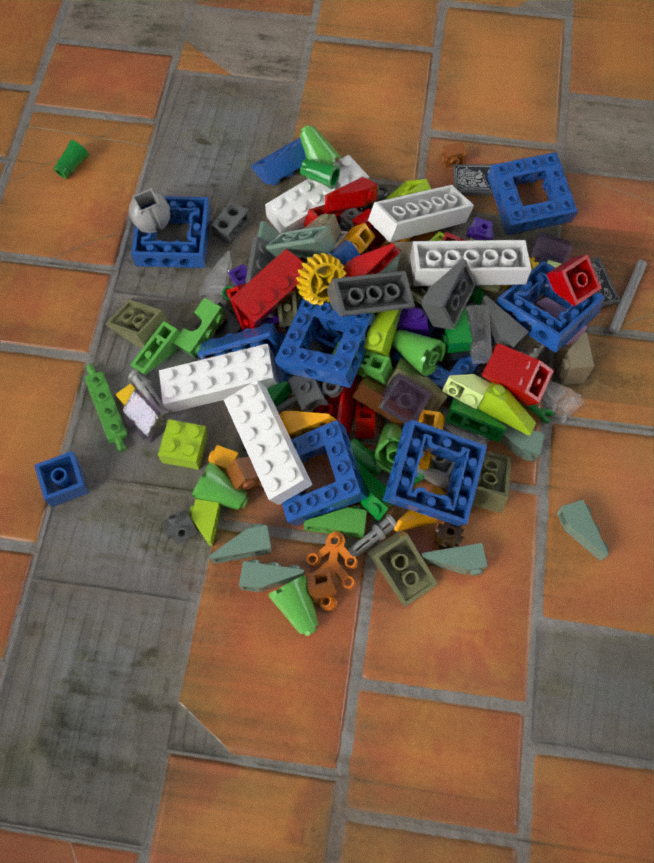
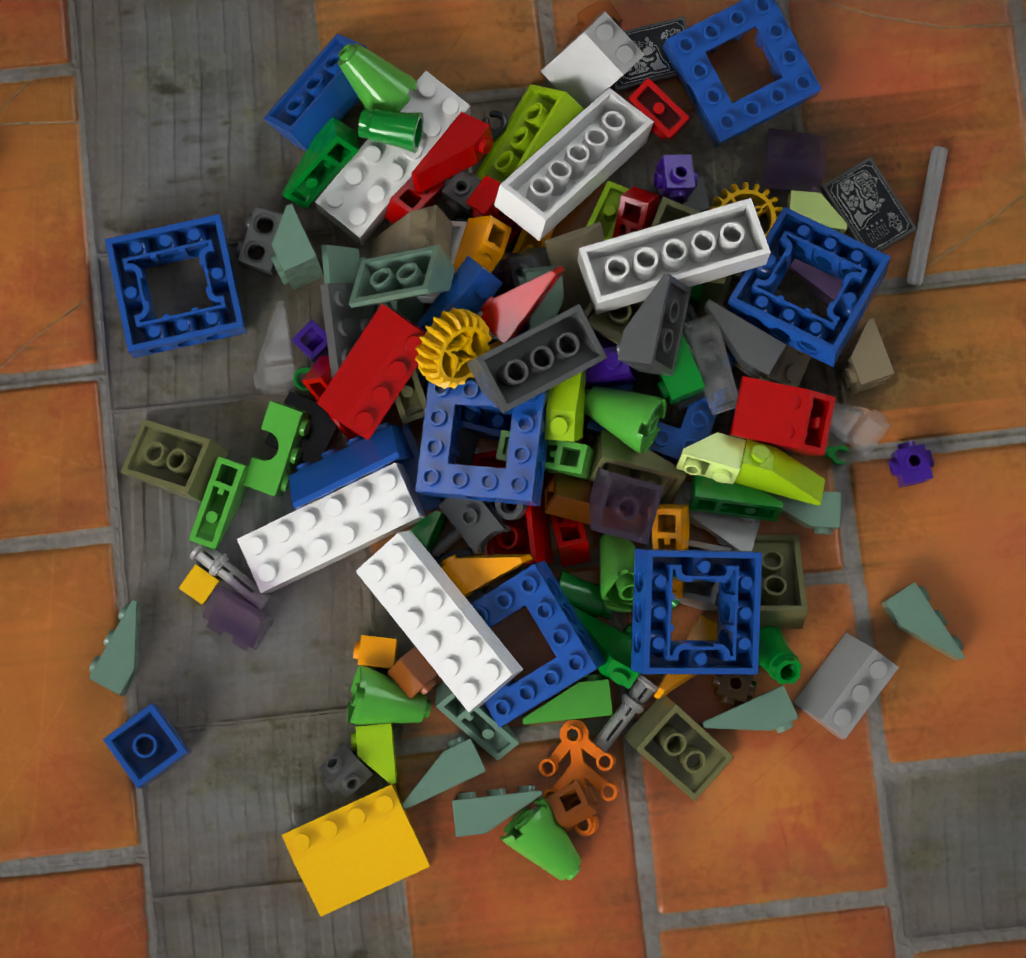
camera: 15 degrees left, 15 degrees up
(66, 423) = (121, 656): none -> sand green slope
(106, 407) = (169, 611): bright green plate -> none
(152, 217) = (148, 285): light grey piece -> none
(171, 579) = (356, 850): none -> yellow slope
(183, 444) = (309, 643): lime brick -> none
(243, 223) = (293, 252): none -> sand green slope
(274, 187) = (321, 162): none -> green slope
(274, 517) = (476, 723): none -> sand green slope
(448, 167) = (593, 60): none -> light grey slope
(481, 522) = (777, 656): none -> green plant
(483, 206) = (656, 105): none -> red brick
(523, 556) = (845, 685): none -> light grey slope
(574, 279) = (839, 242): red slope -> none
(593, 430) = (904, 471): none -> dark purple brick

